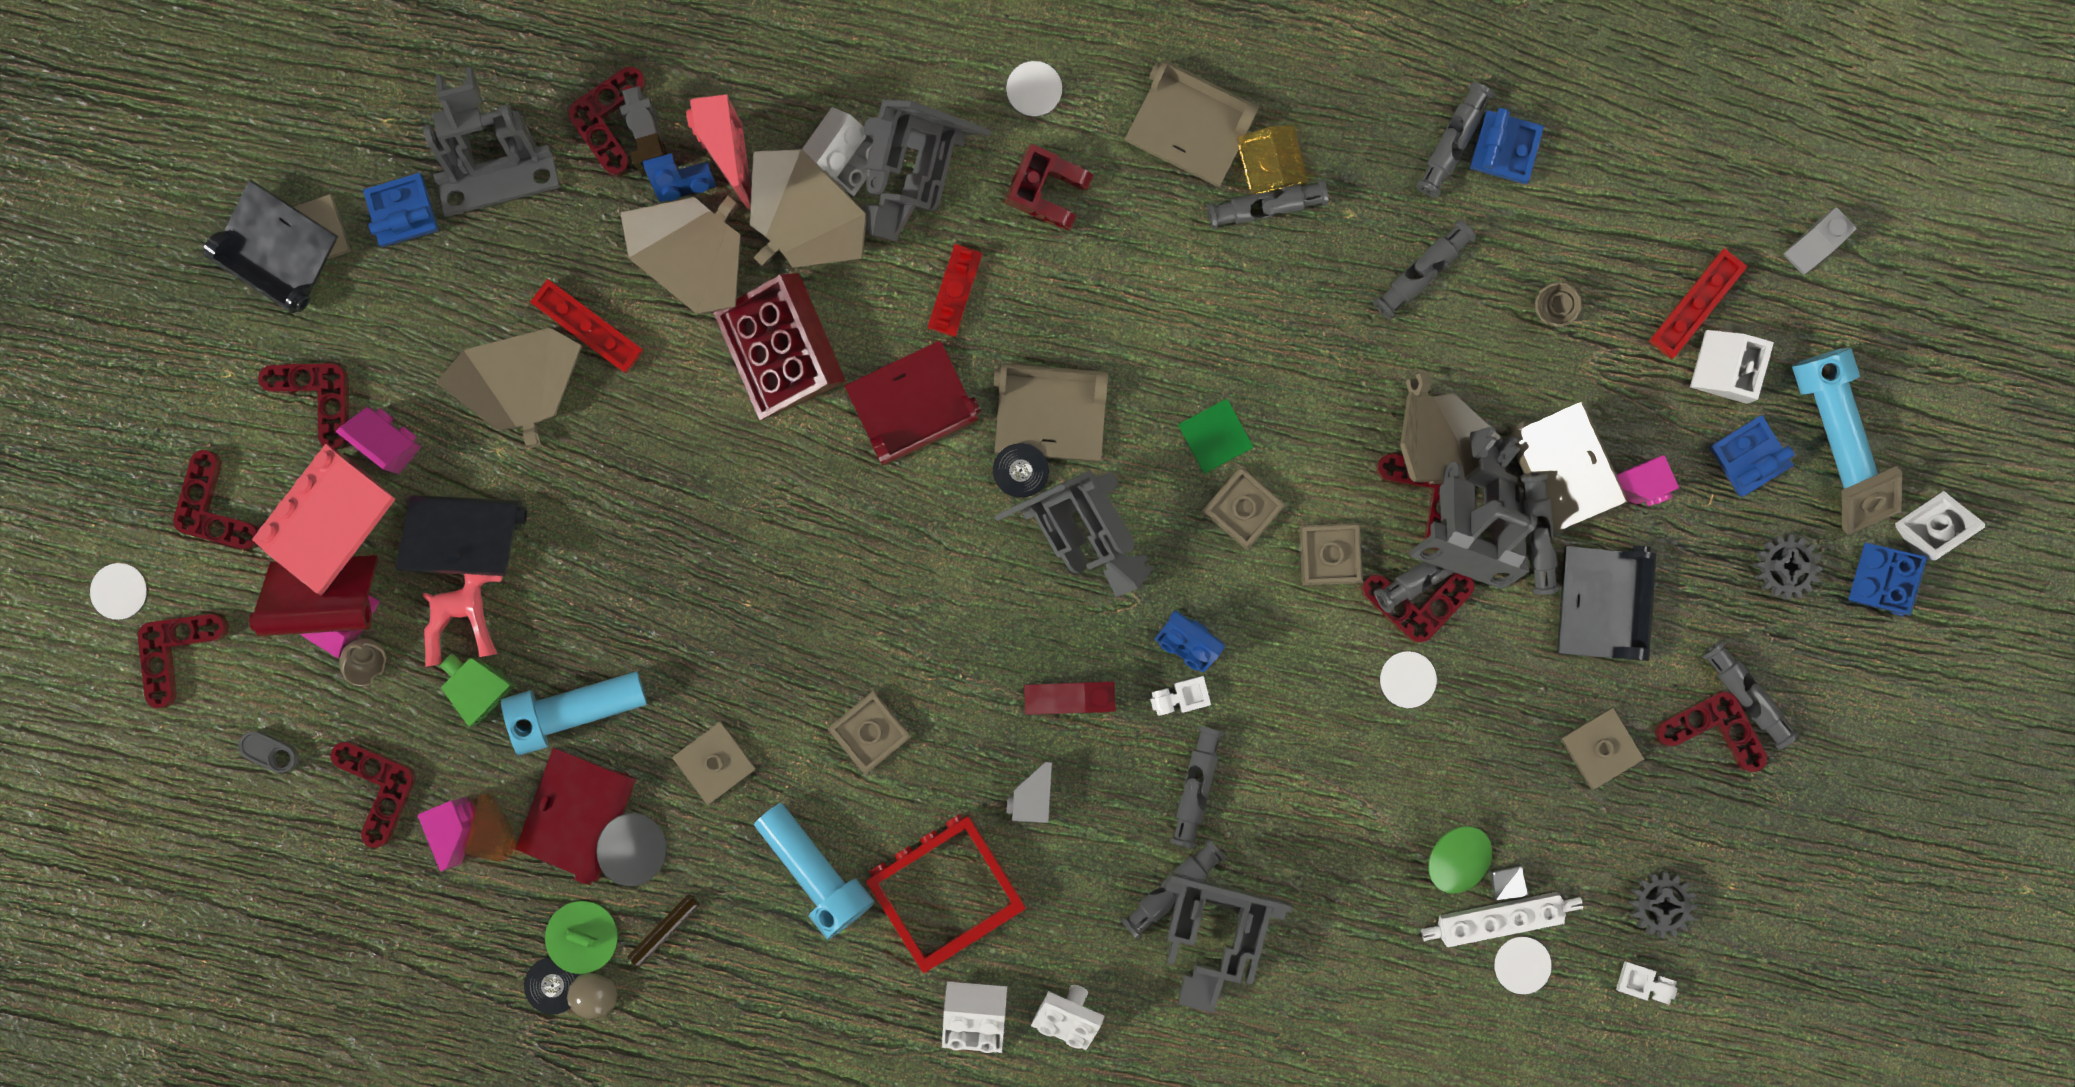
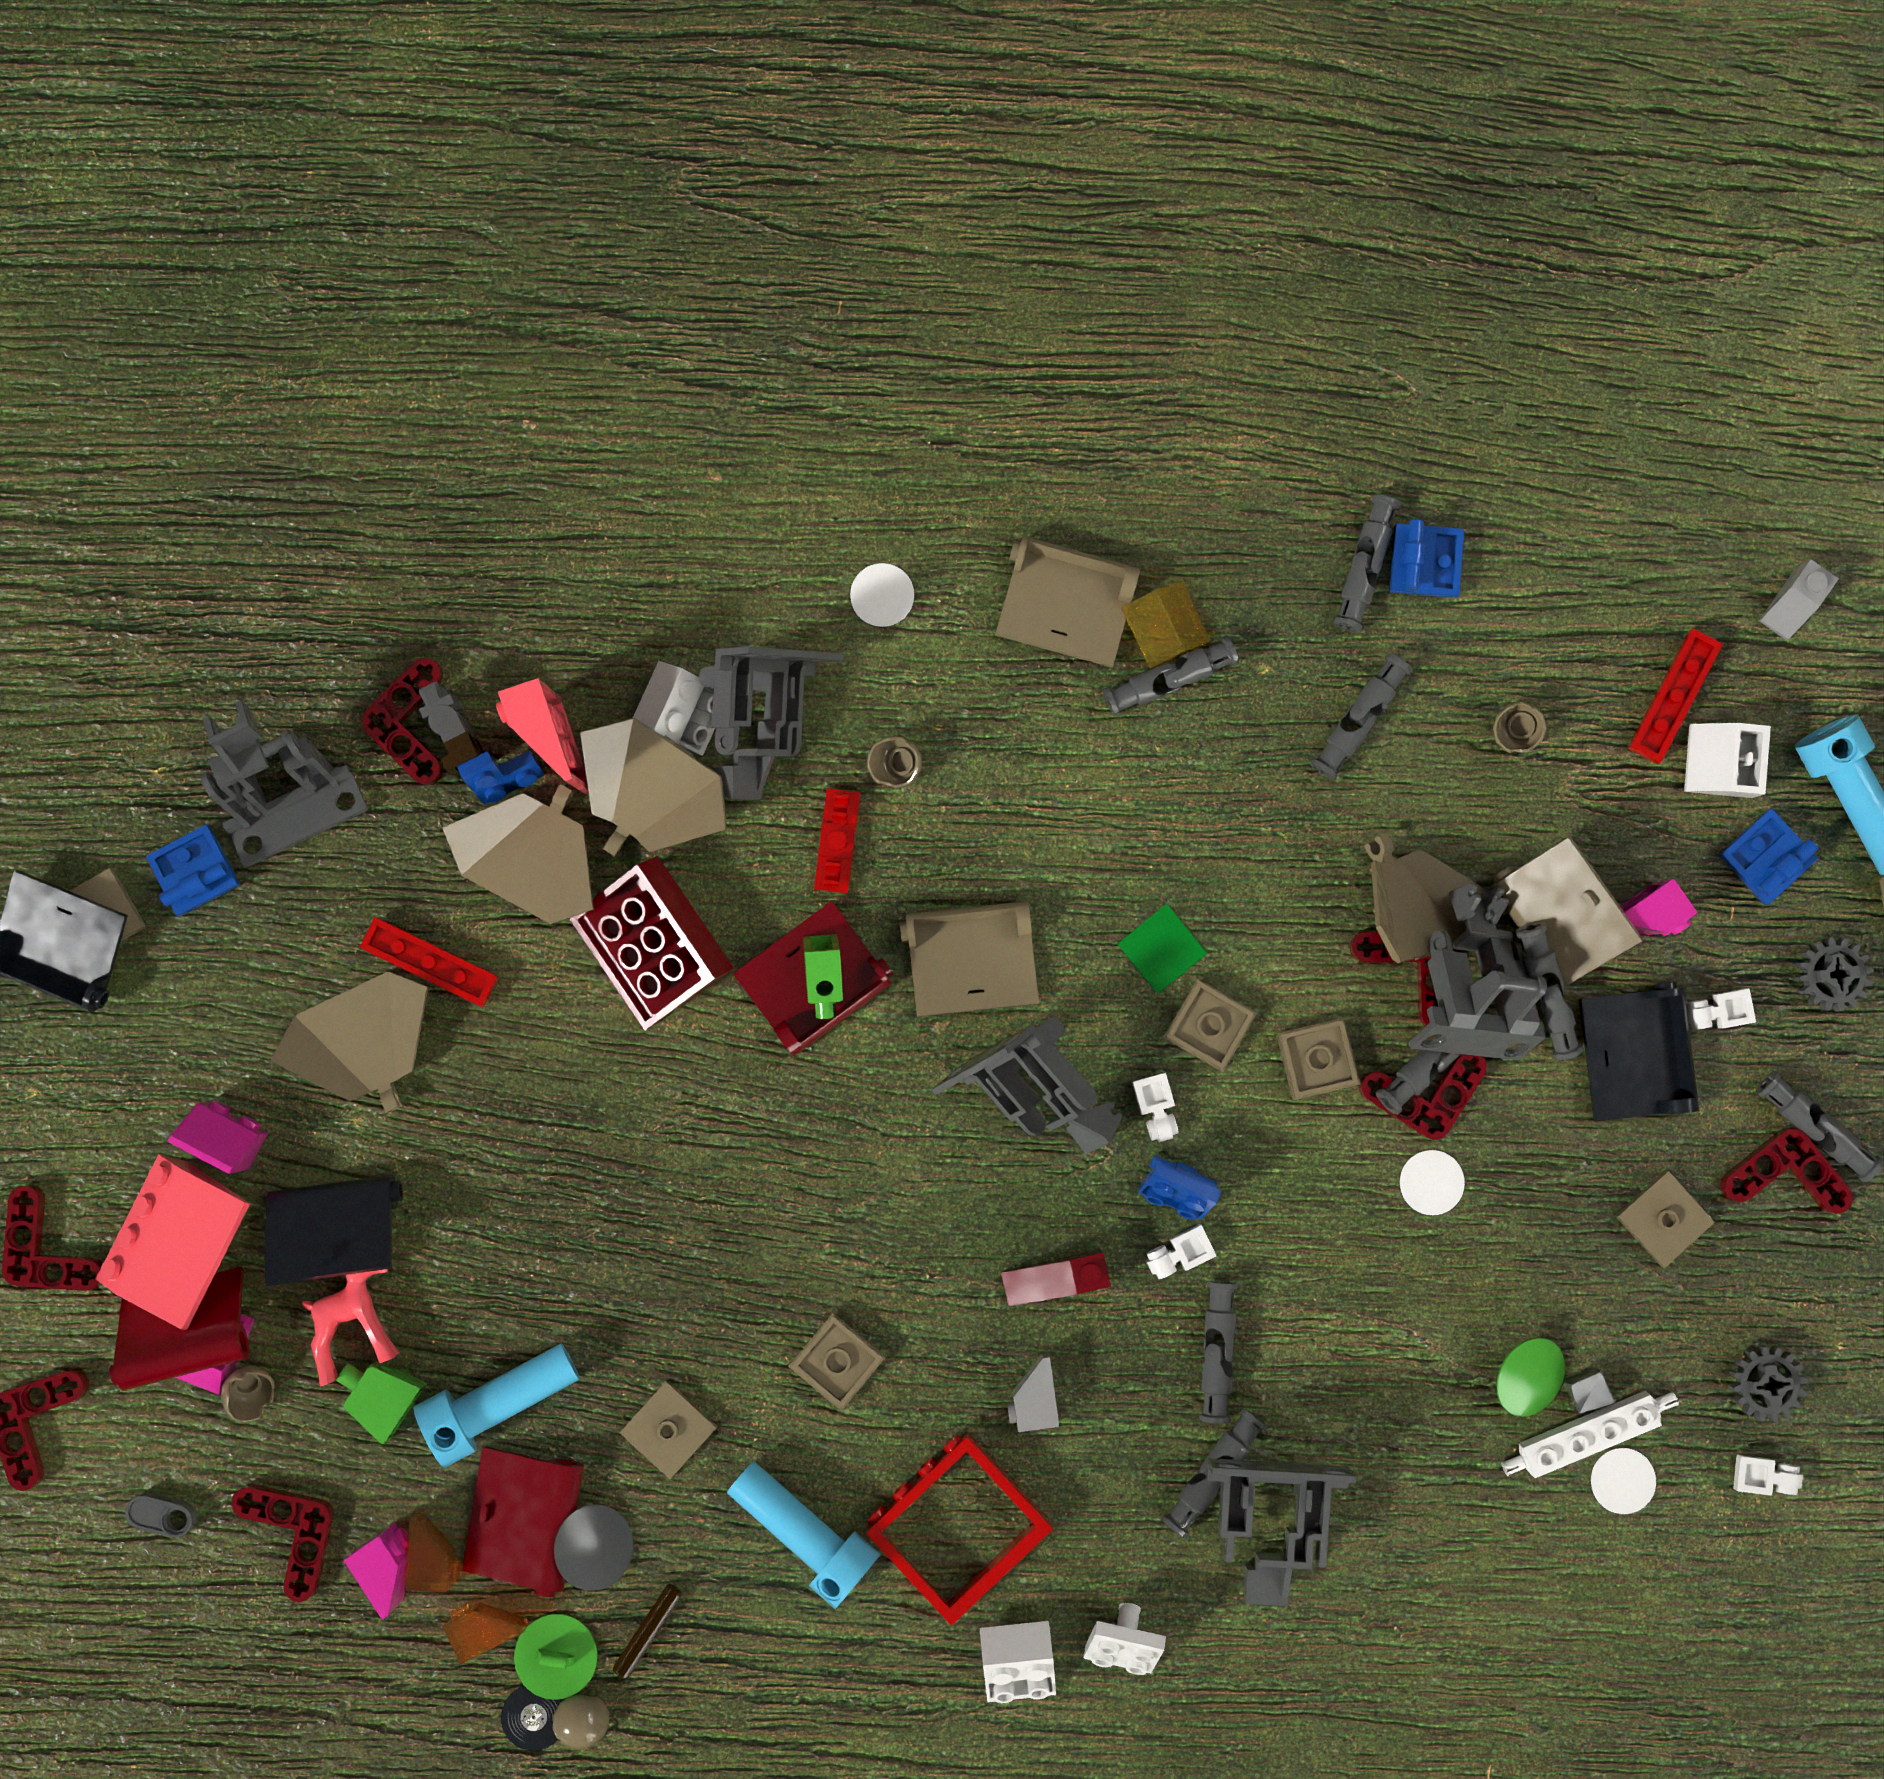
camera: 10 degrees left, 0 degrees up
(317, 384) = (135, 1085): dark red beam -> none
(521, 900) = (480, 1629): none -> clear orange slope
(921, 389) = (823, 964): none -> bright green torso
(1017, 231) = (894, 761): none -> dark tan hair
(1020, 470) = (950, 1030): black sticker -> none
(1028, 181) = (898, 700): dark red brick -> none
(1184, 559) = (1154, 1096): none -> white plate
(1692, 579) = (1729, 1010): none -> white plate

